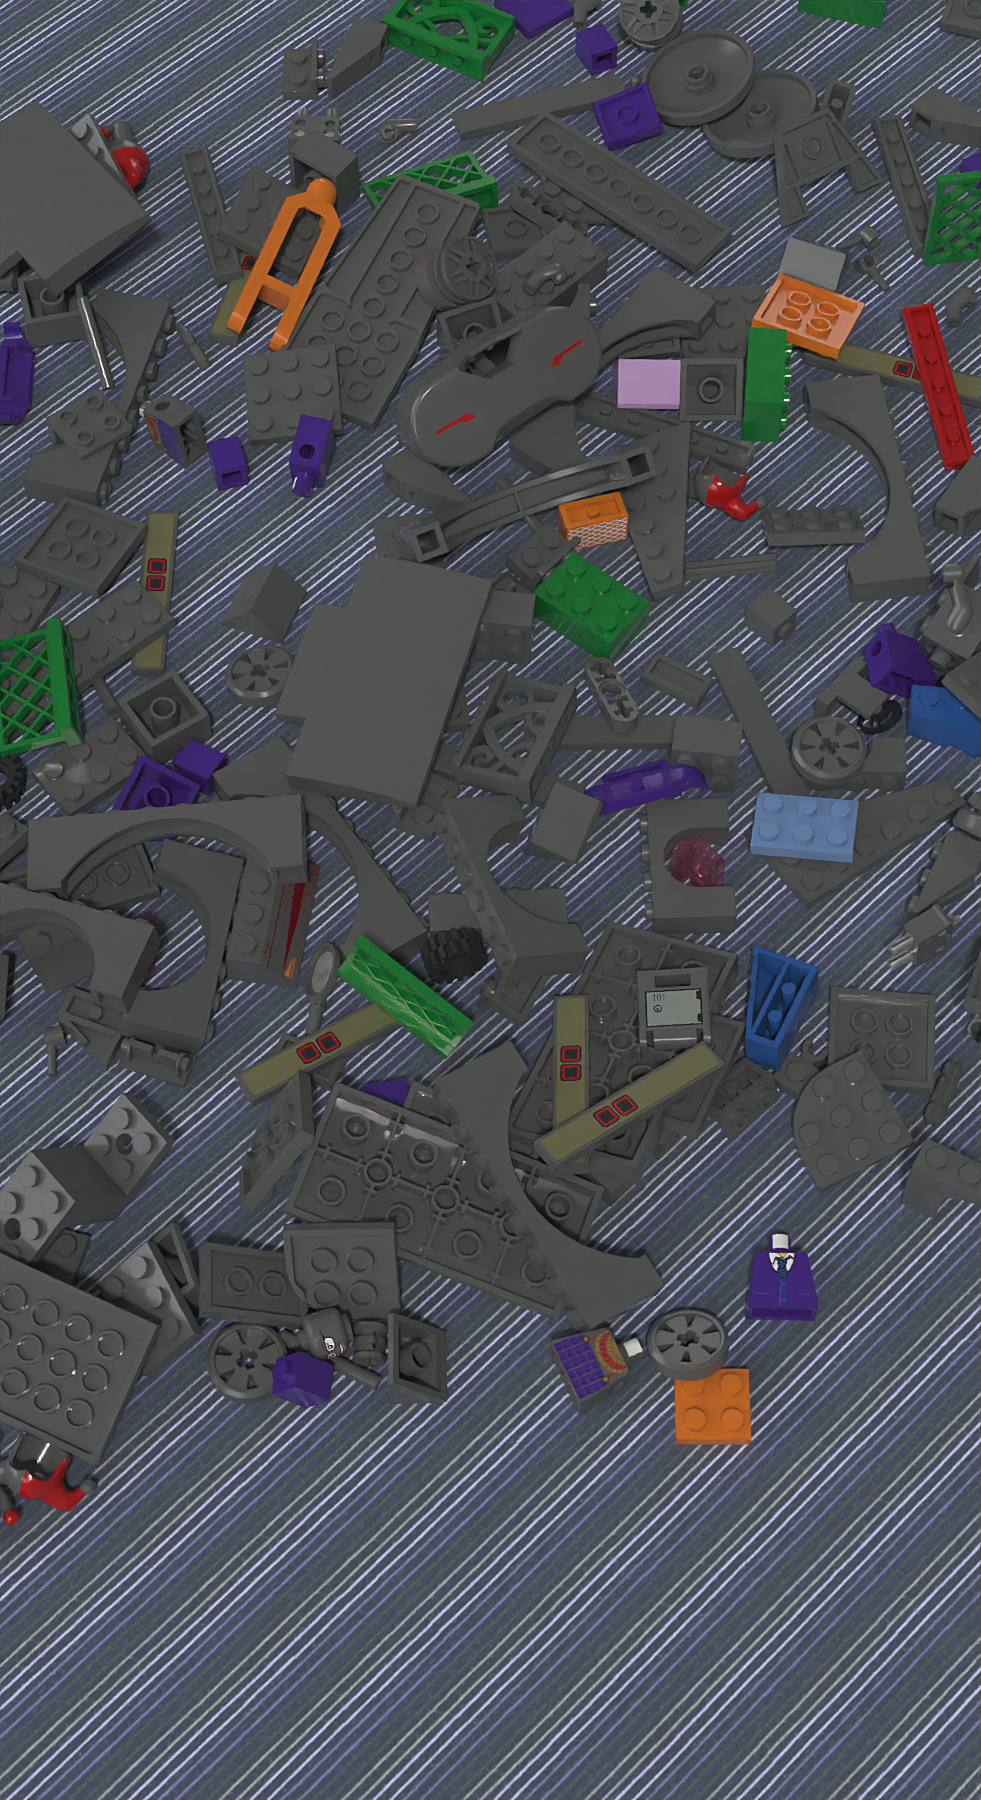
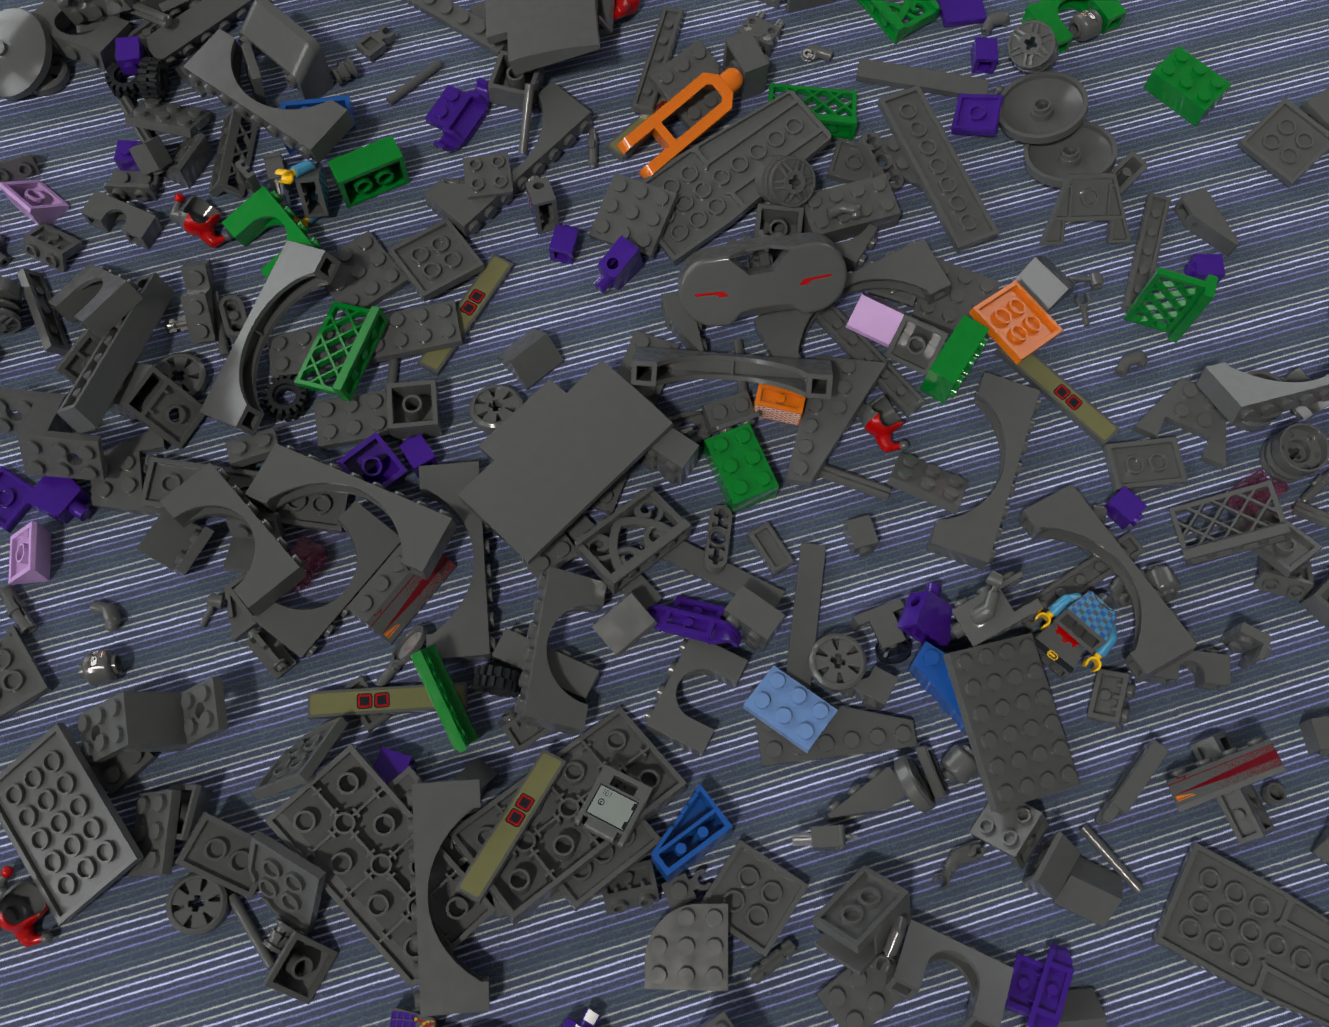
camera: 25 degrees right, 10 degrees up
(302, 1379) = (218, 941): dark purple brick -> none
(325, 1334) = (252, 916): dark grey head -> none
(629, 1106) = (534, 869): tile -> none
(697, 862) = (697, 695): clear pink bracket -> none
(938, 385) = (1079, 418): red tile -> none

